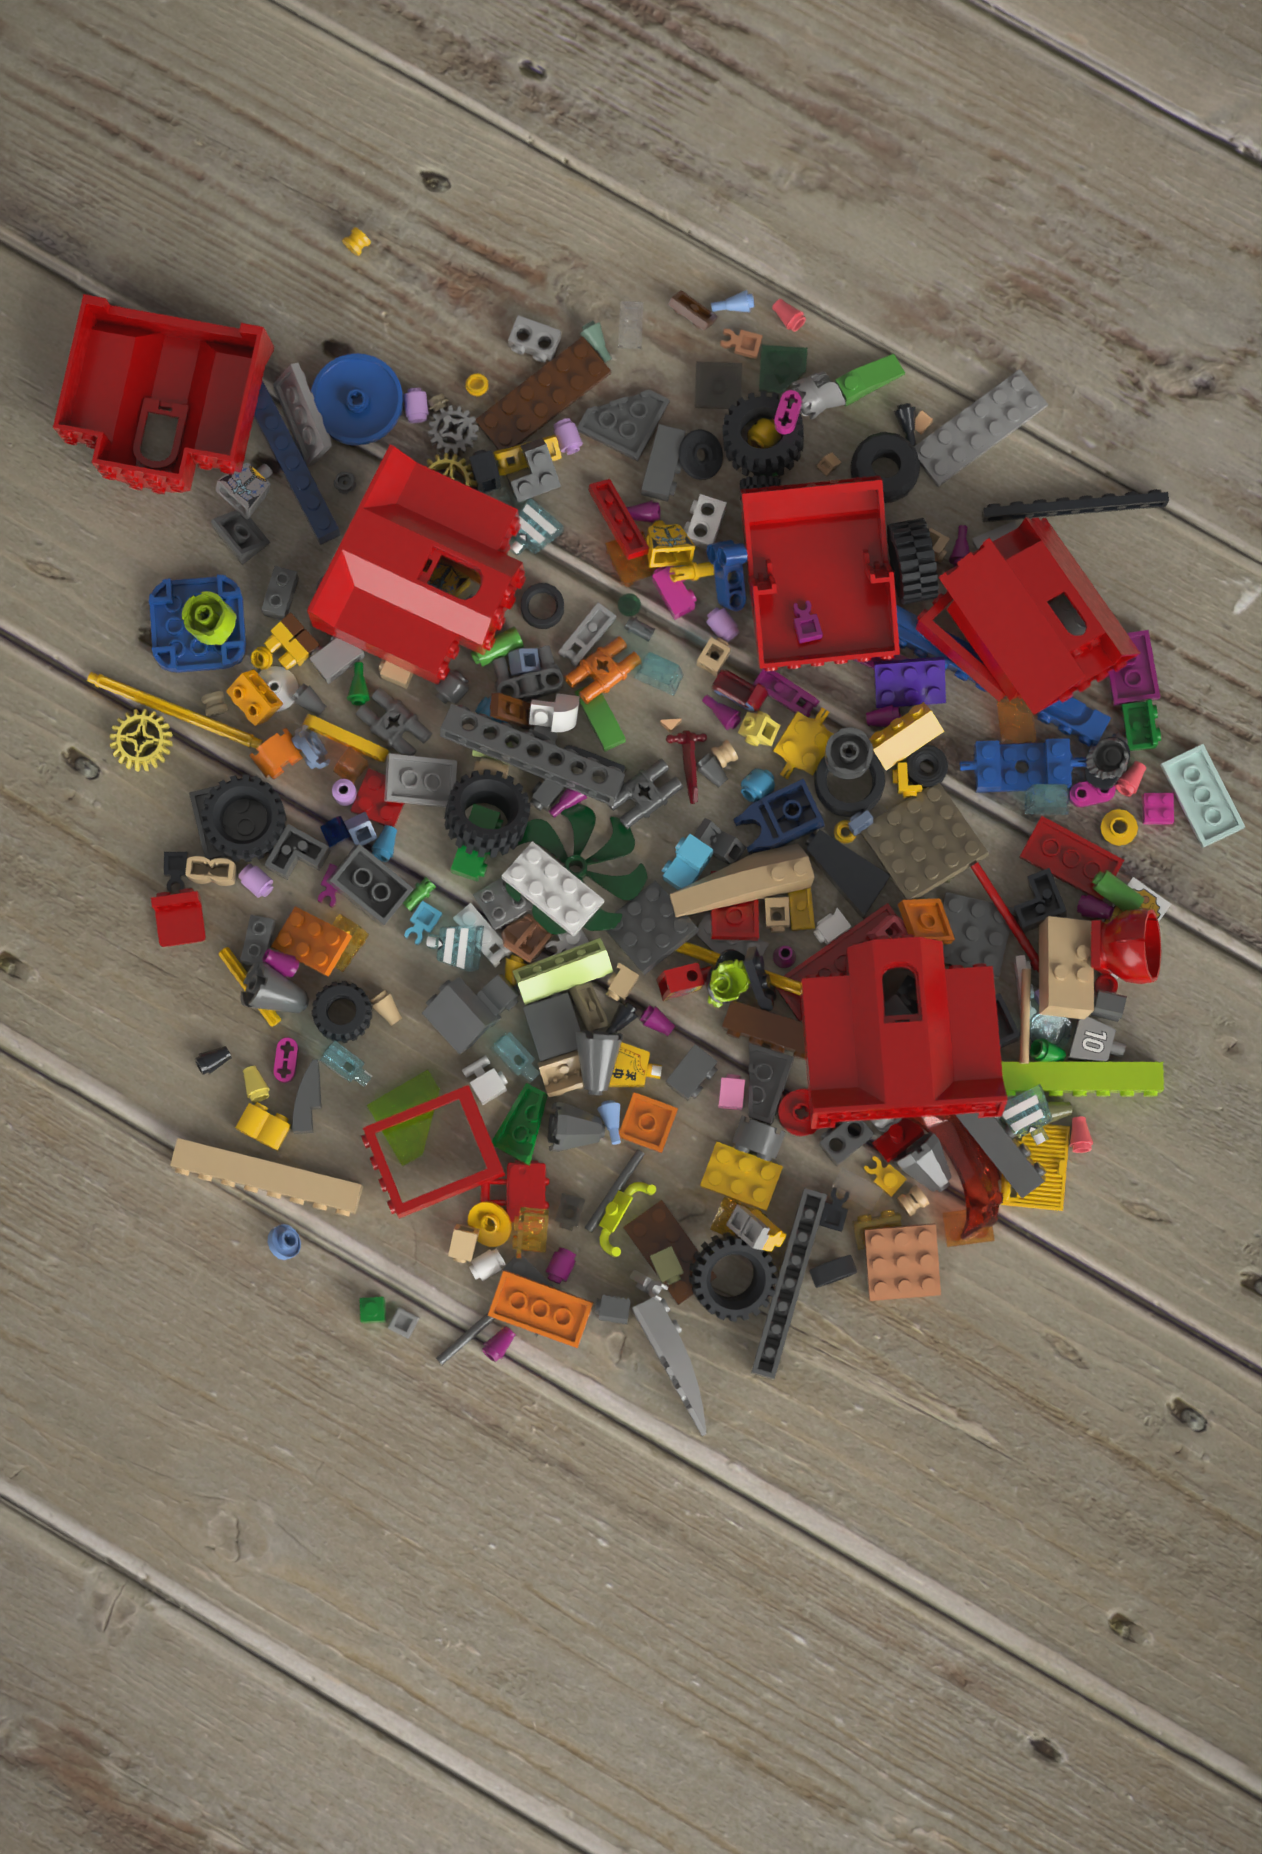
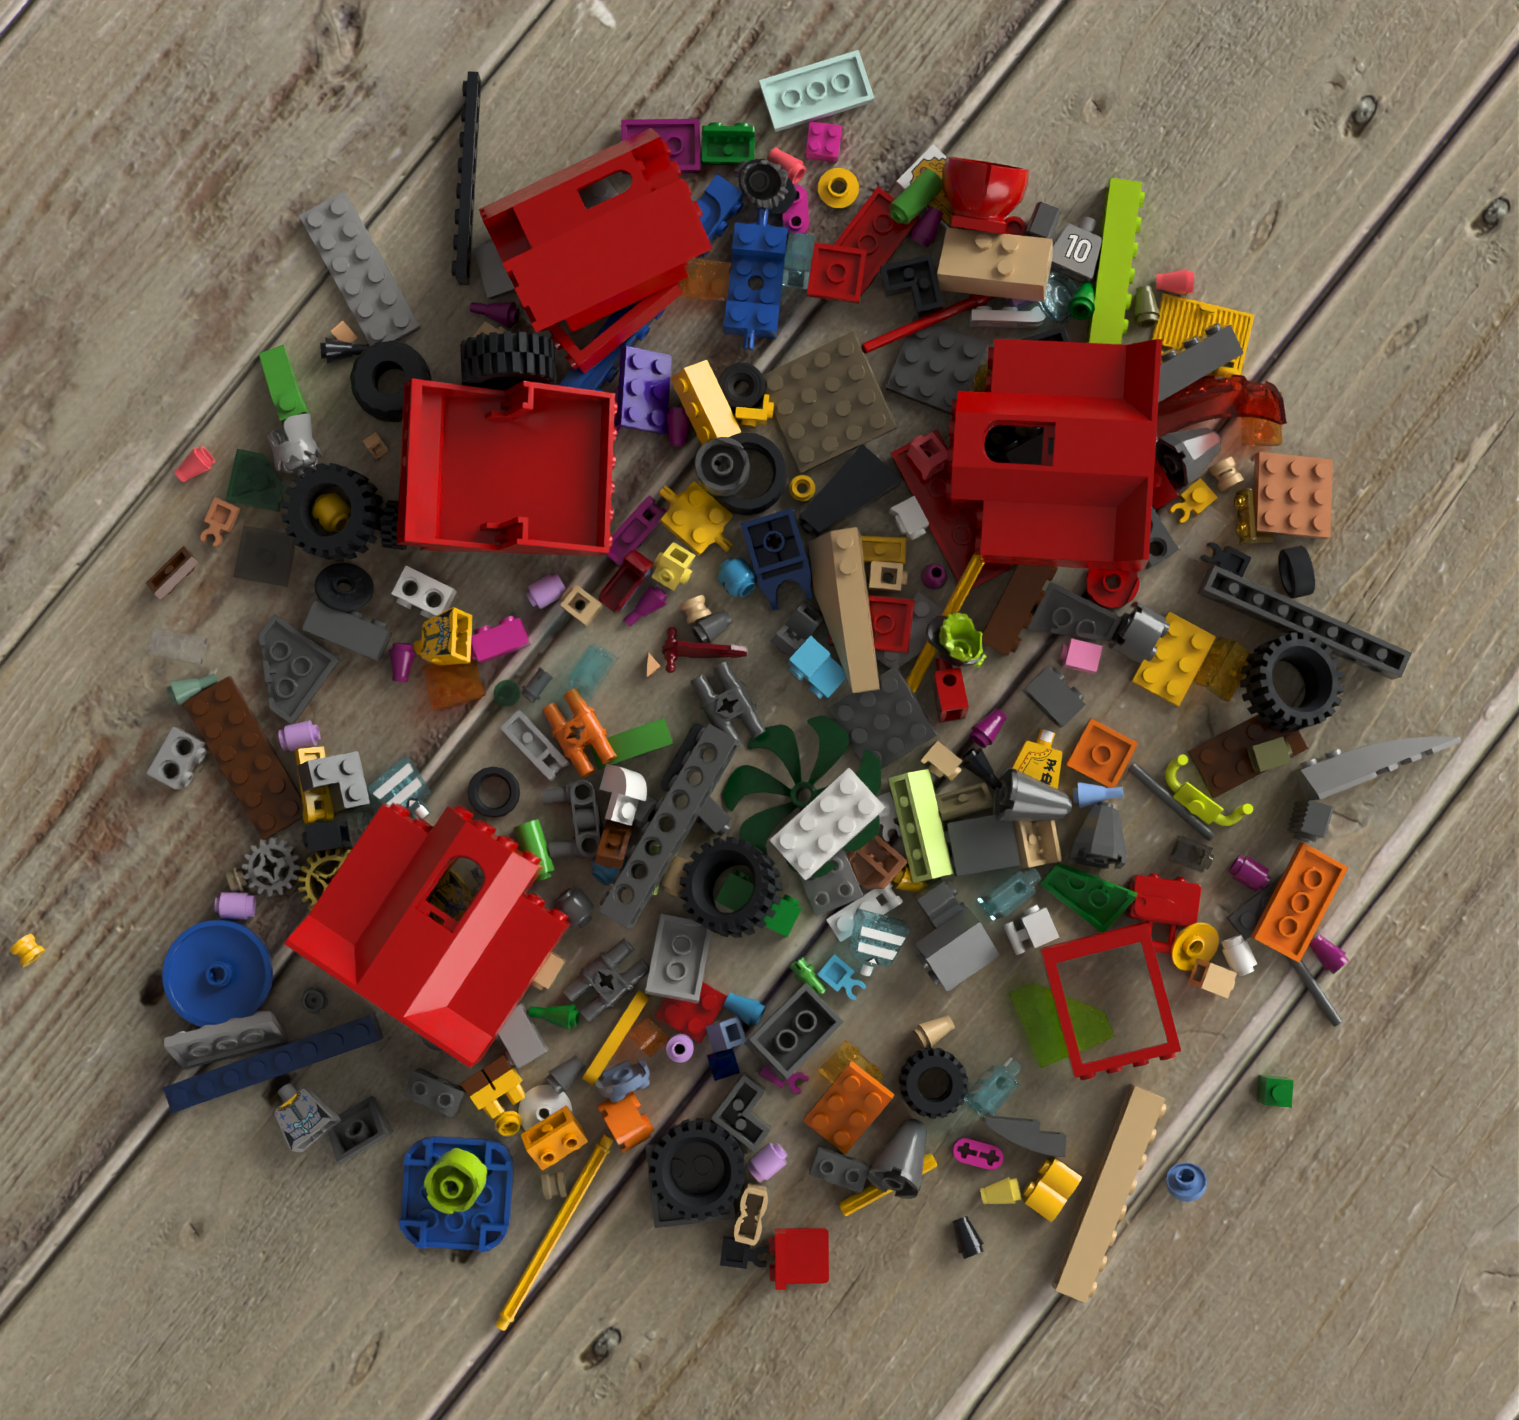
camera: 85 degrees left, 5 degrees up
(131, 738) = (572, 1273): light yellow gear -> none
(143, 361) = (134, 1228): red panel -> none
(281, 962) = (871, 1144): magenta cone -> none
(403, 1322) = (1290, 1057): light grey tile -> none
(476, 384) = (221, 832): yellow plate -> none
(524, 661) = (557, 821): sand blue plate -> none
(532, 1230) = (1210, 901): clear yellow bracket -> none
(567, 800) = (724, 794): magenta cone -> none
(618, 519) = (406, 690): red plate -> none
(648, 1285) = (1284, 778): light grey plate -> none
(691, 571) = (481, 612): yellow pin -> none
(729, 558) = (476, 573): blue piece -> none
(740, 302) = (171, 520): light blue cone -> none
(755, 1229) = (1249, 649): light grey hips -> none
(759, 979) = (965, 605): black hinge -> none
(783, 411) = (310, 483): dark pink beam -> none
(806, 625) = (565, 493): magenta plate -> none
(860, 822) = (797, 468): sand blue plate -> none
(926, 919) = (921, 411): orange plate -> none
(1025, 1016) = (1040, 318): tan bar -> none
(1028, 1114) = (1151, 325): clear light blue torso -> none
(1038, 832) = (836, 273): none -> red plate

